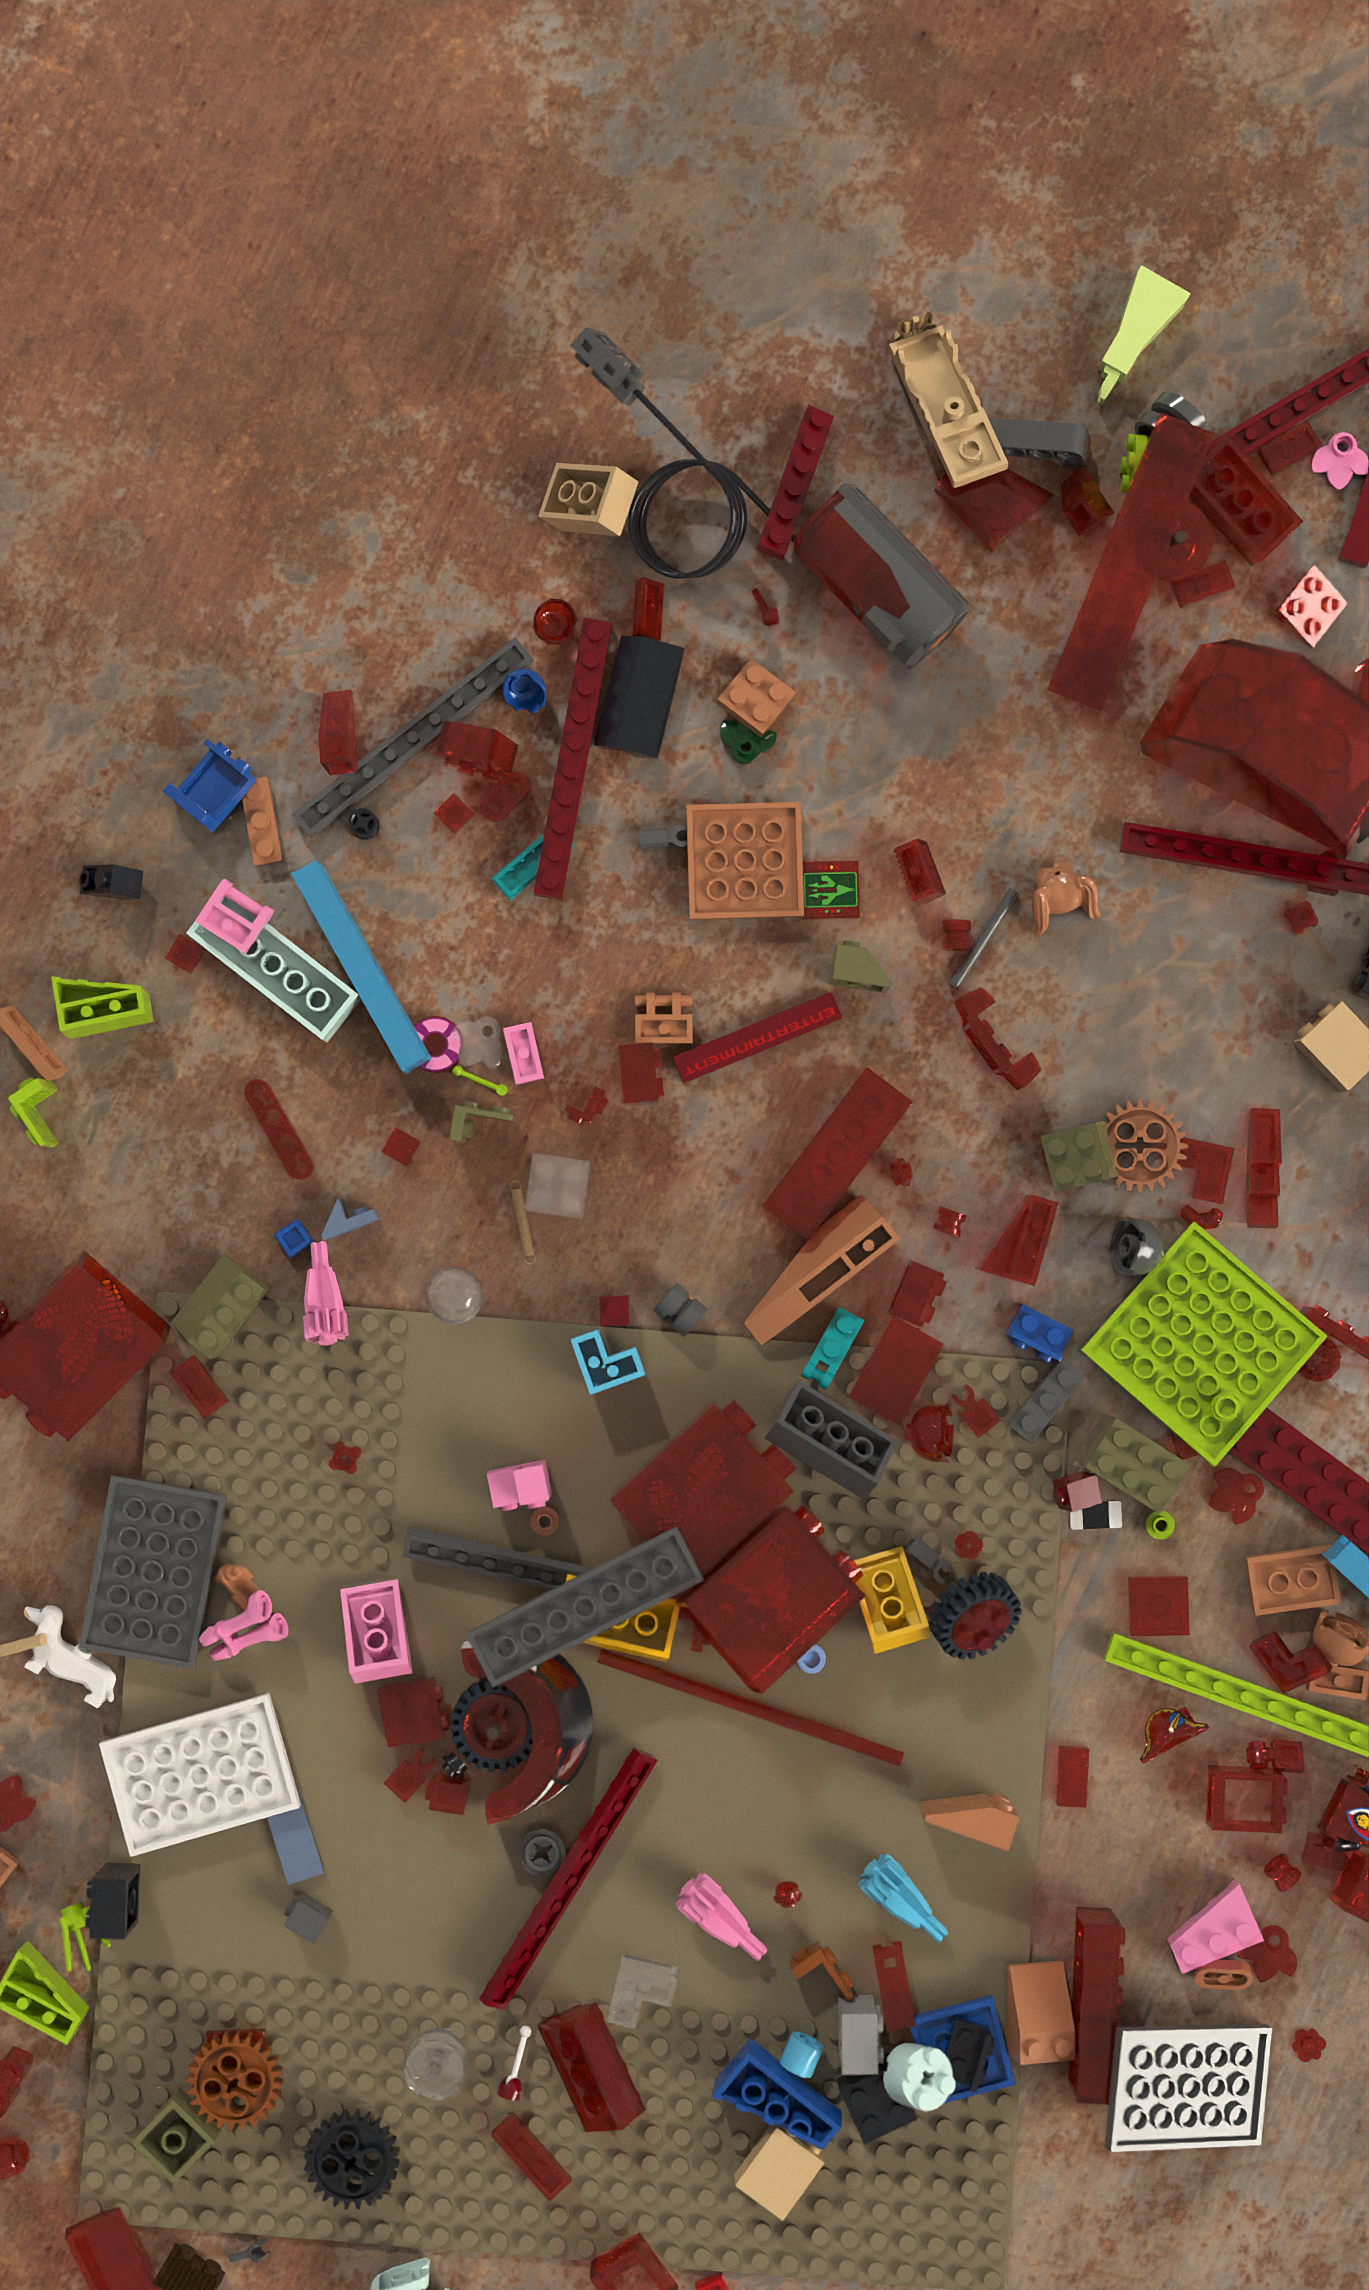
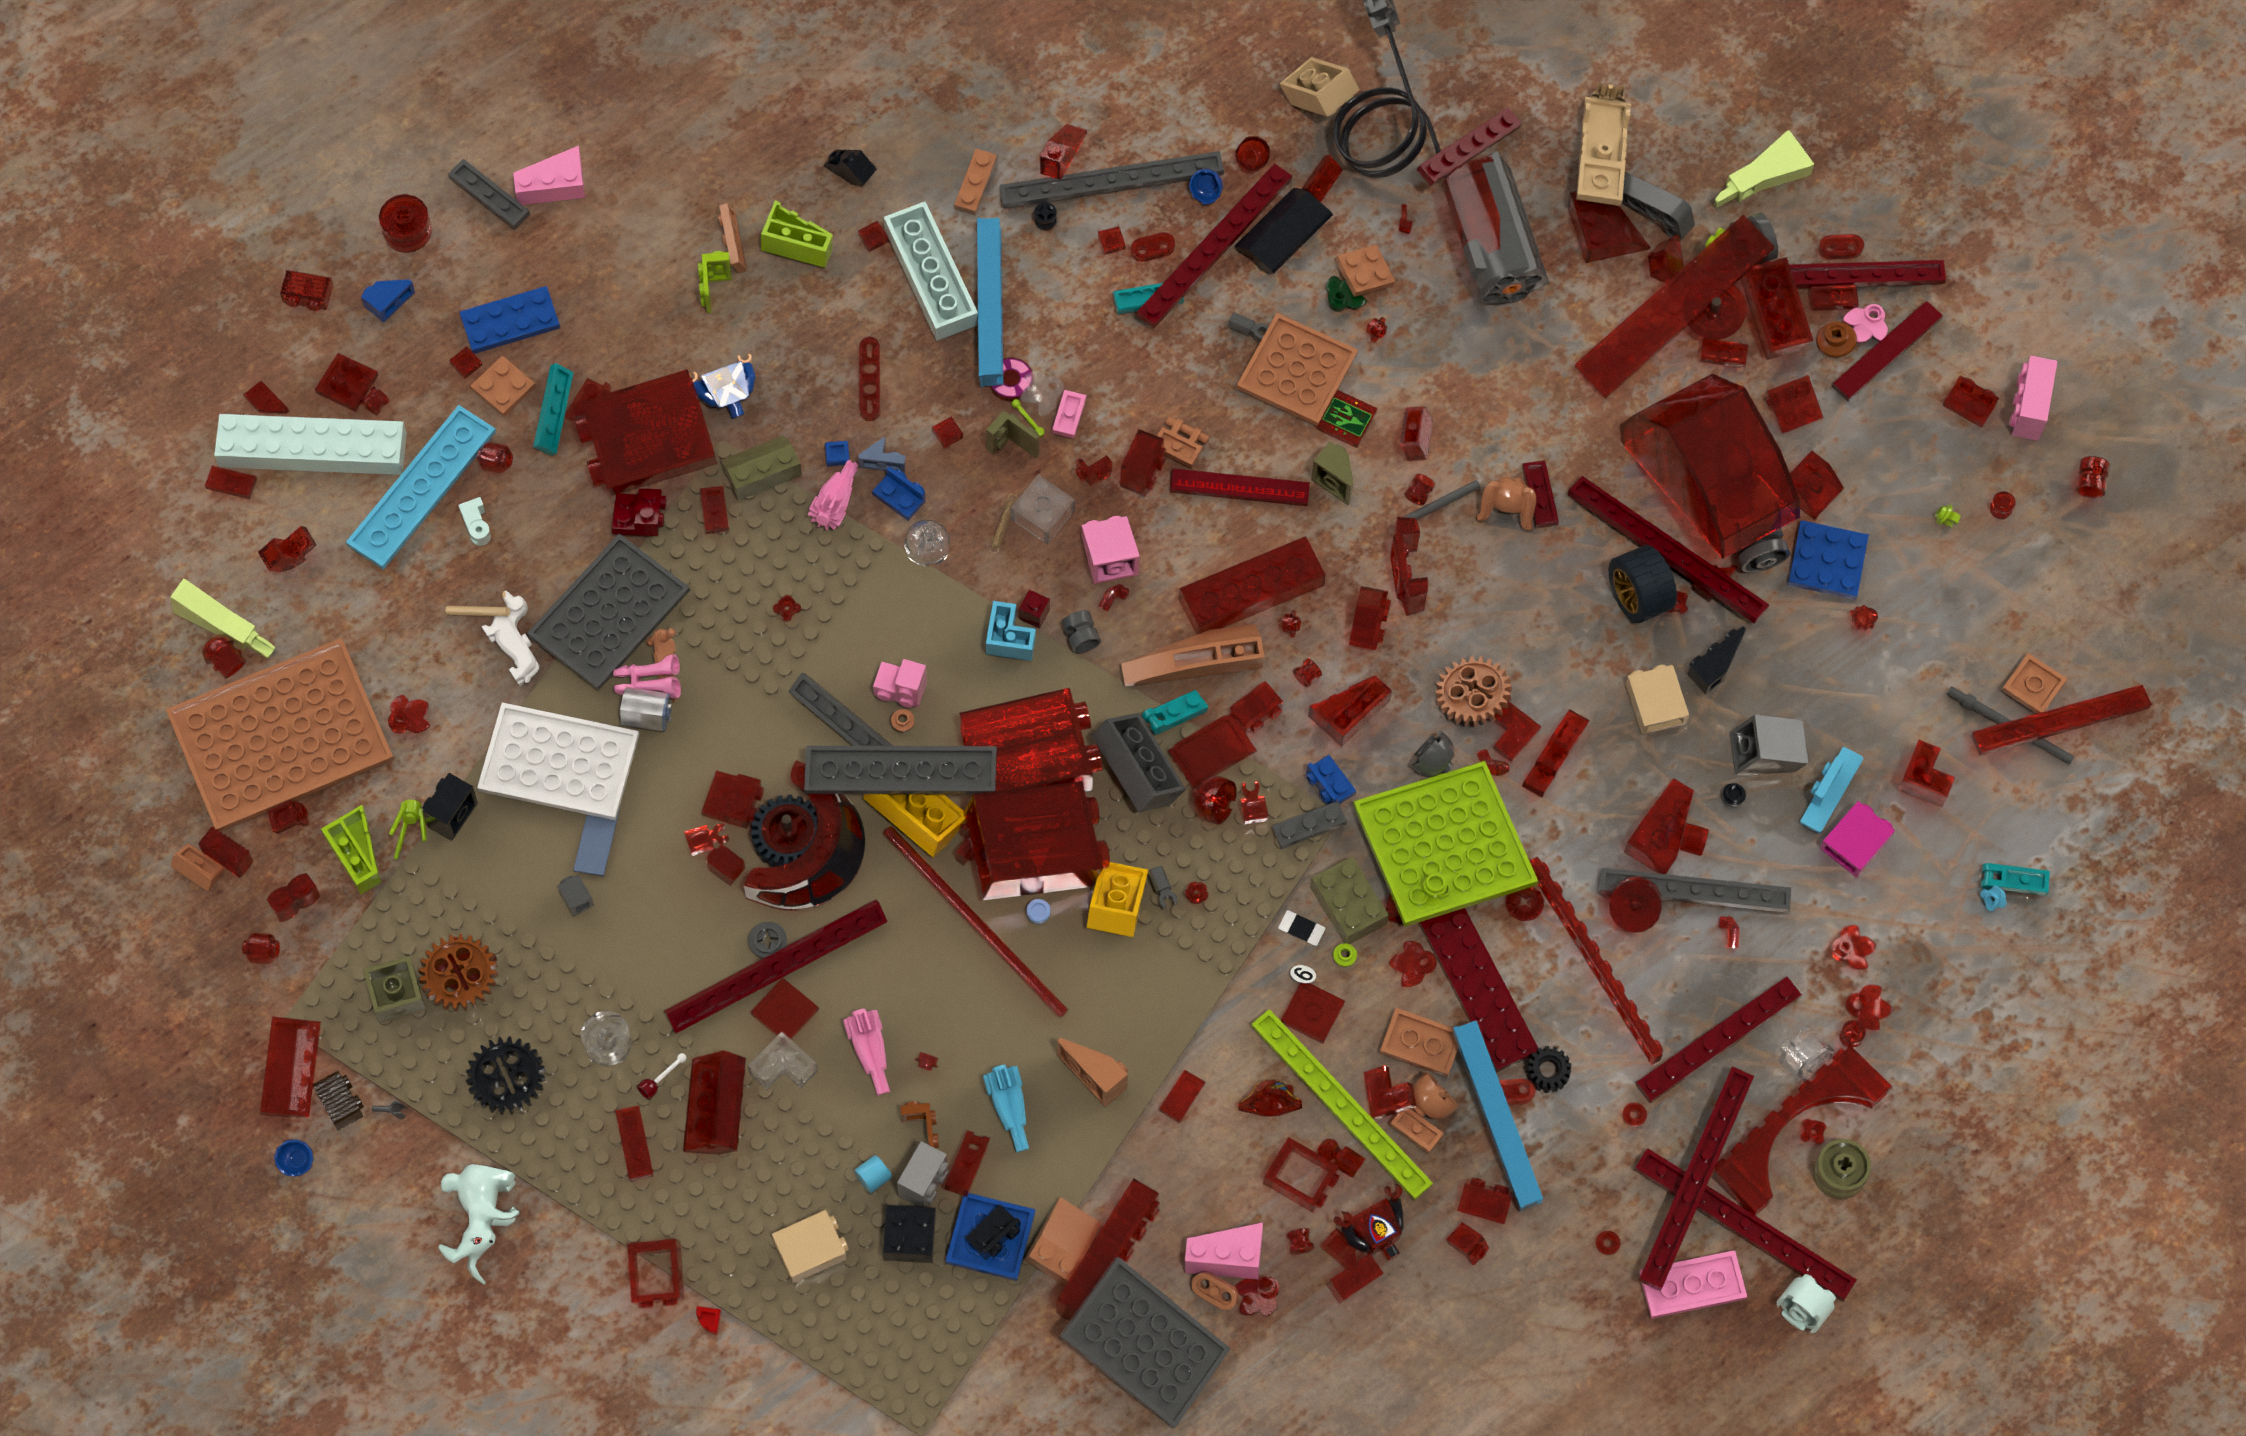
camera: 30 degrees right, 20 degrees down
(118, 1434) = (639, 513): none -> dark red plate
(126, 1230) = (727, 386): none -> torso
(213, 786) = (956, 141): blue panel -> none
(229, 924) = (917, 224): bright pink plate -> none
(260, 1667) = (645, 709): none -> flat silver piece
(375, 1631) = (739, 731): bright pink slope -> none
(390, 1252) = (900, 493): none -> blue bracket
(454, 1765) = (741, 847): black plate -> none
(476, 750) = (1151, 203): clear red brick -> none
(604, 1919) = (784, 1010): none -> clear red tile
(656, 1192) = (1110, 549): none -> bright pink slope
(687, 1244) = (1113, 593): none -> clear red arm
(764, 2087) = (835, 1184): blue wedge -> none
(807, 763) = (1376, 328): none -> clear red plate
(918, 2076) = (950, 1218): light aqua brick -> none
(974, 1615) = (1173, 929): black wheel -> none
(985, 1122) = (1370, 611): none -> clear red brick
(1076, 1491) = (1296, 896): brick -> none
(1079, 1156) = (1425, 671): olive brick -> none
(1085, 861) = (1537, 478): none -> dark red tile
(1127, 1570) = (1303, 974): none -> white sticker
(1264, 381) = (1840, 246): none -> clear red plate
(1265, 925) = (1642, 583): none -> black wheel
(1305, 506) = (1836, 346): none -> dark orange piece
(1306, 2038) = (1248, 1387): clear red plant -> none

